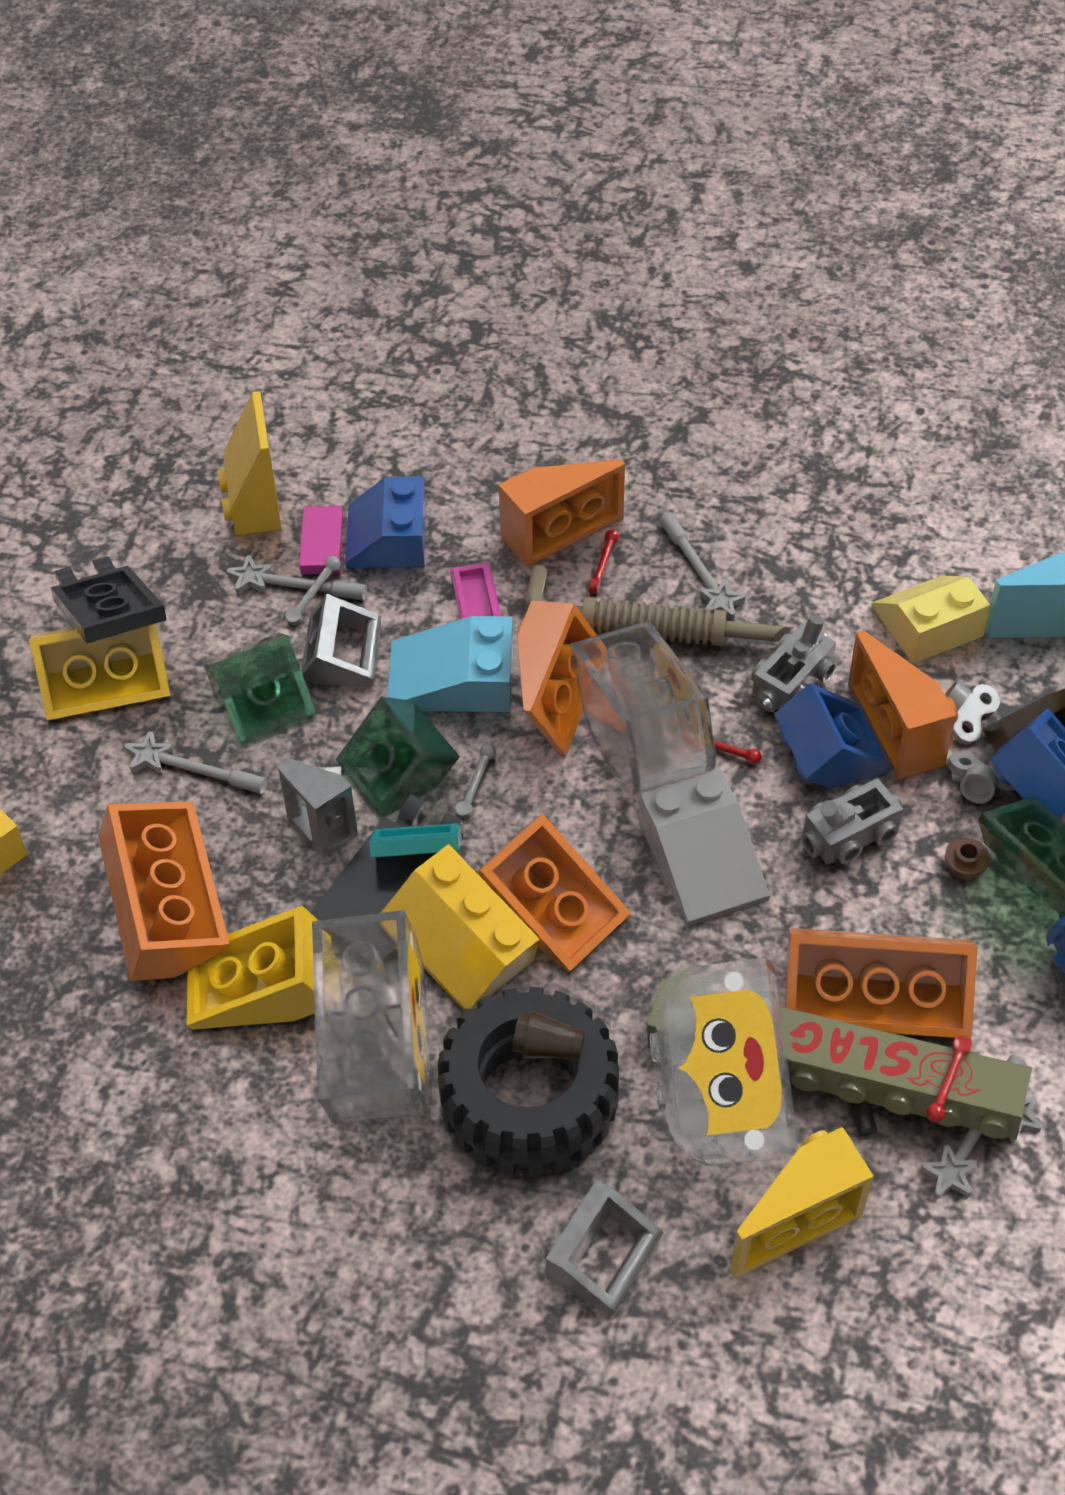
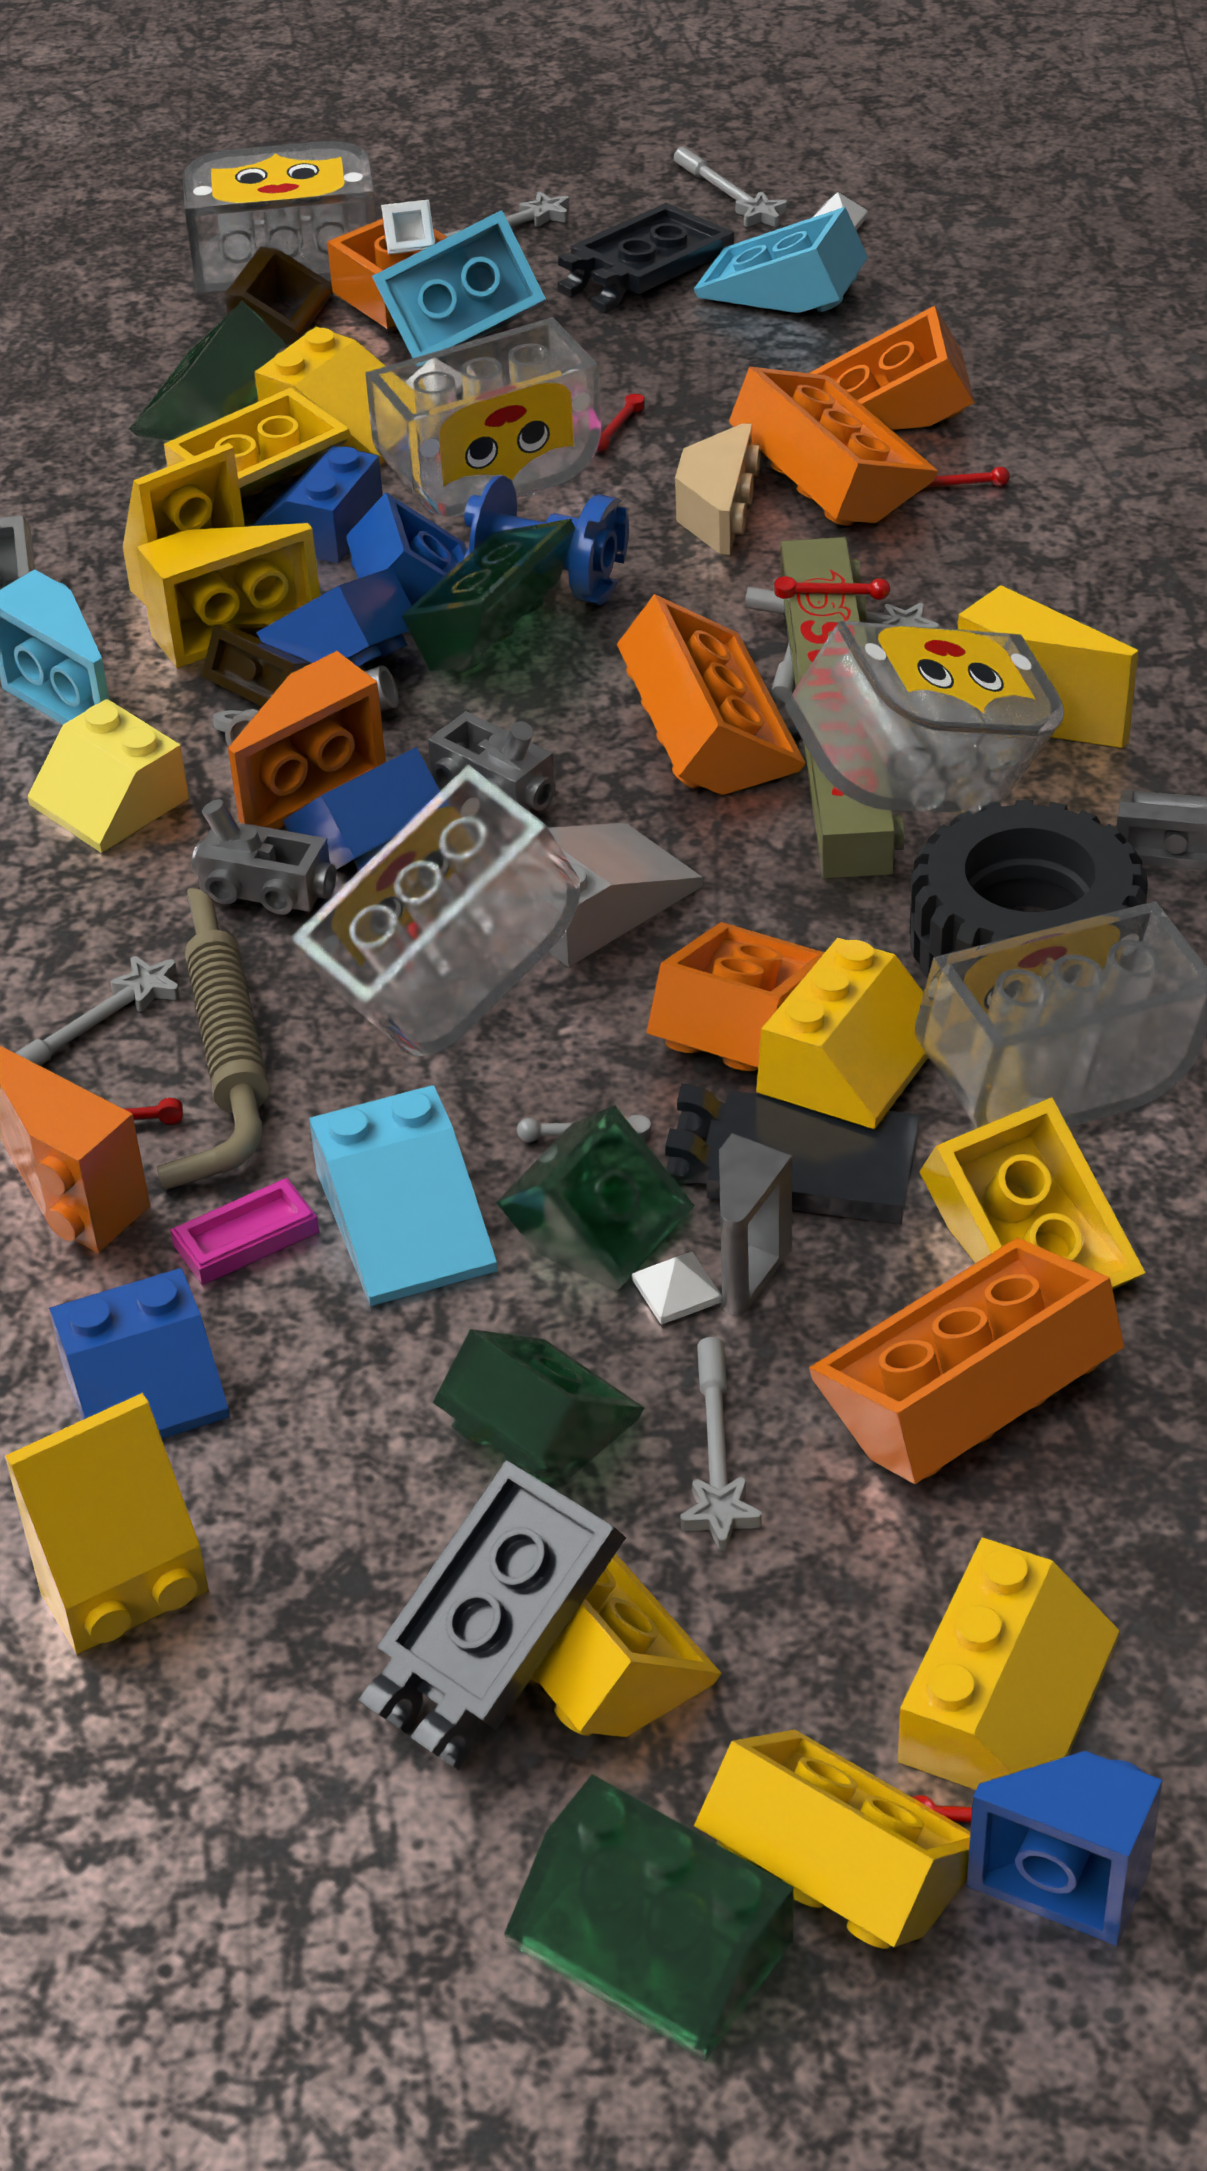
camera: 110 degrees left, 10 degrees down
(256, 575) = (300, 1518): light grey piece -> none
(294, 615) = (363, 1434): light grey hinge -> none
(319, 665) = (401, 1347): flat silver tile -> none
(320, 537) = (213, 1447): dark pink tile -> none
(414, 840) = (749, 1095): teal tile -> none
(546, 1038) = (1003, 846): dark brown cone -> none
(548, 669) = (390, 1044): orange slope -> none
(964, 867) = (490, 686): reddish brown plate -> none

